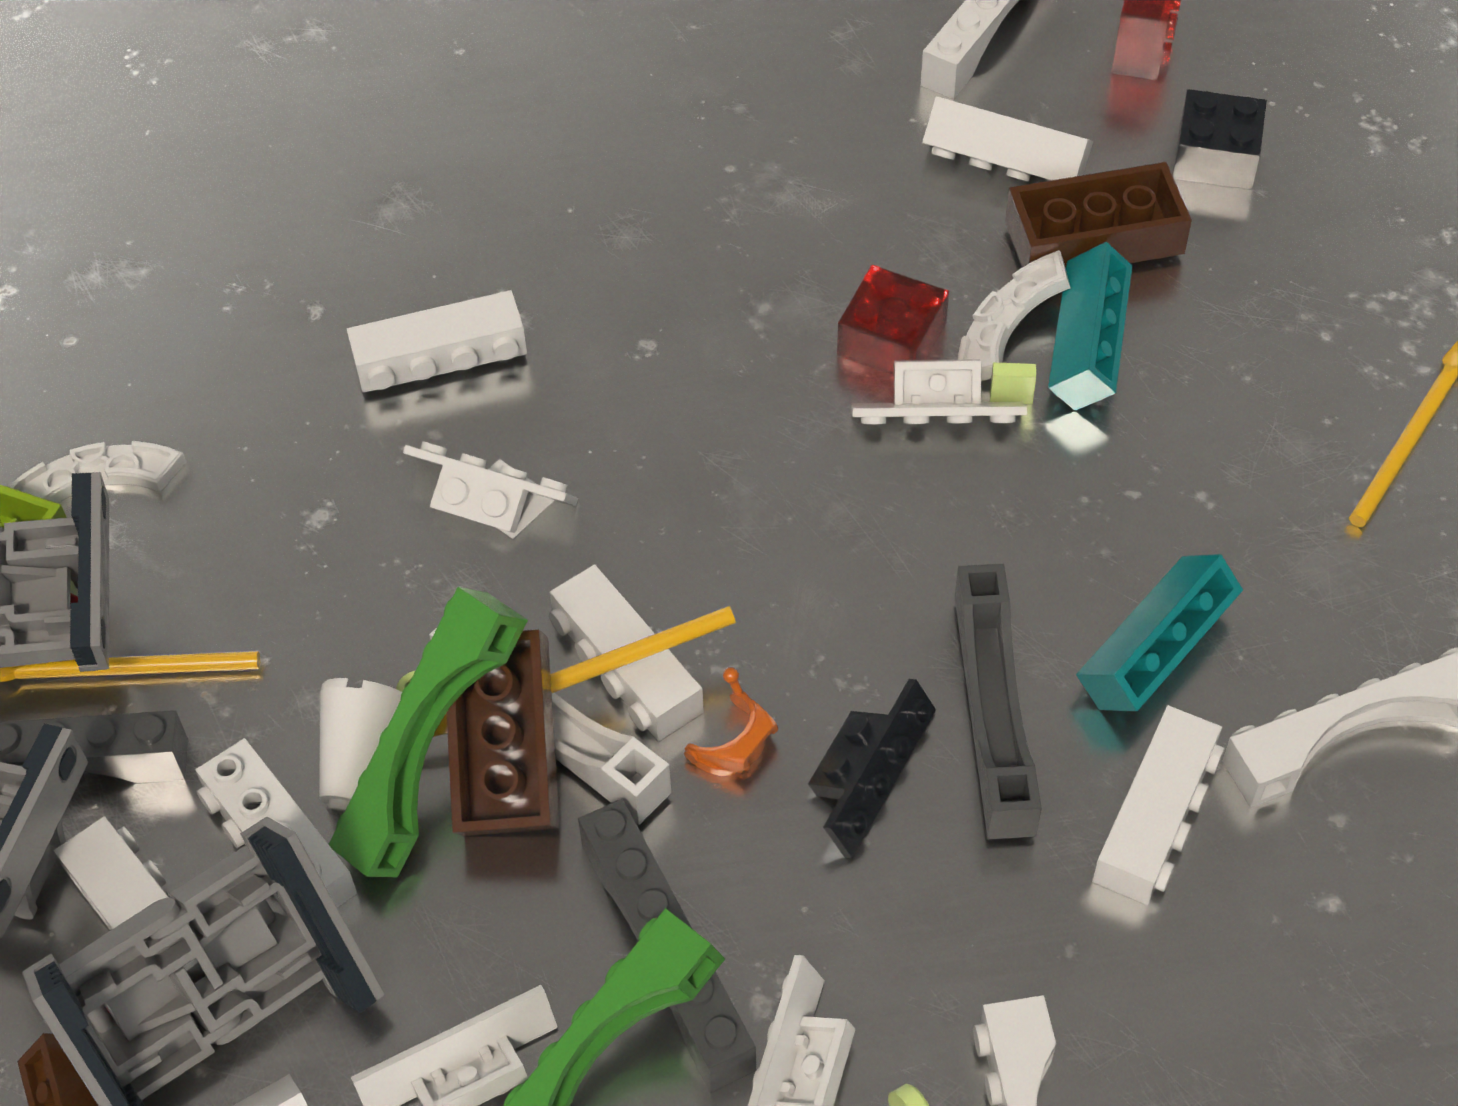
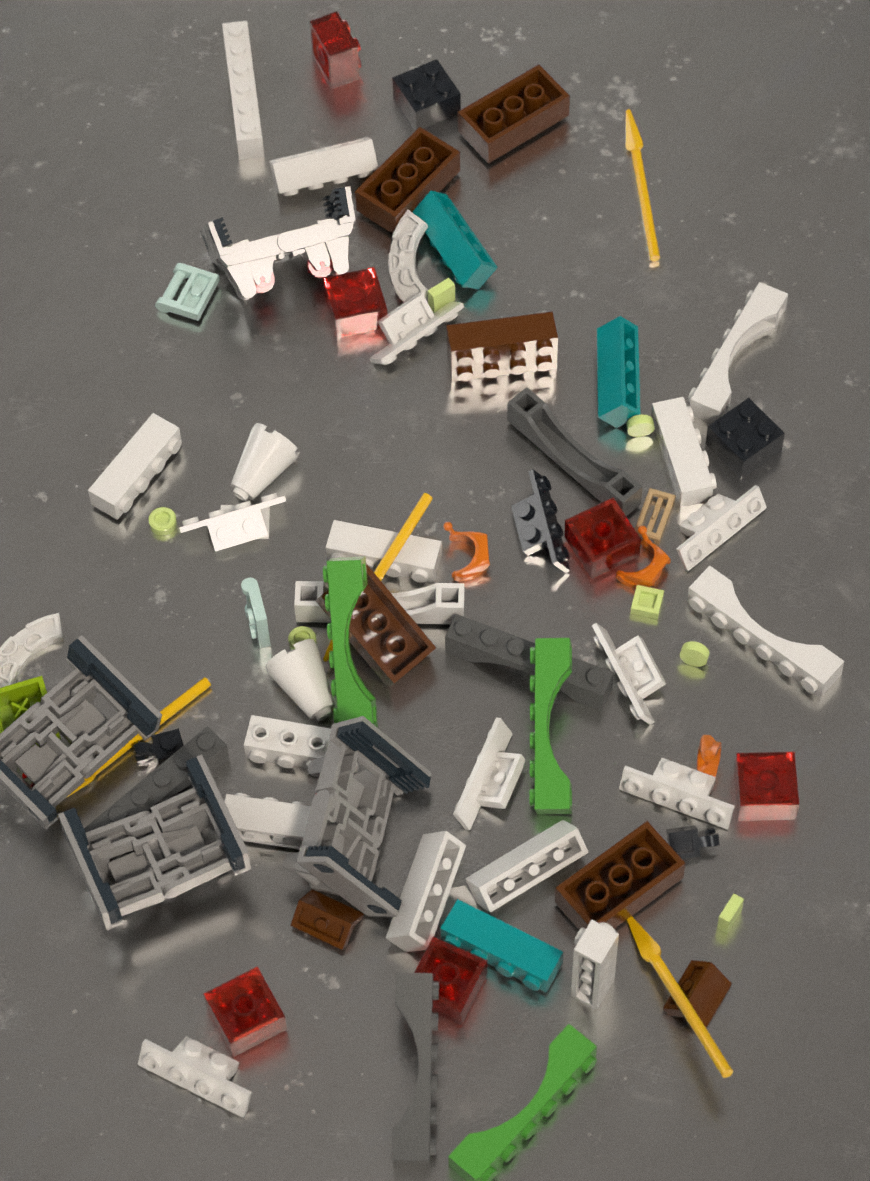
camera: 40 degrees left, 5 degrees up
(122, 698) = (162, 747): none -> black plate
(383, 613) = (255, 612): none -> light aqua plate
(410, 428) = (162, 521): none -> yellowish green tile
(582, 436) = (262, 462): none -> white cone
(708, 190) = (194, 294): none -> light aqua plate
(904, 218) = (320, 245): none -> container
(917, 982) = (647, 602): none -> yellowish green tile
(926, 842) = (602, 538): none -> clear red brick
(964, 943) = (650, 574): none -> orange helmet
(1018, 900) = (661, 496): none -> tan tile
(1025, 493) = (502, 346): none -> reddish brown brick
(1118, 943) = (717, 523): none -> white bracket
(1129, 727) = (640, 425): none -> yellowish green tile
(1269, 849) = (744, 438): none -> black brick
(1315, 222) = (513, 113): none -> reddish brown brick

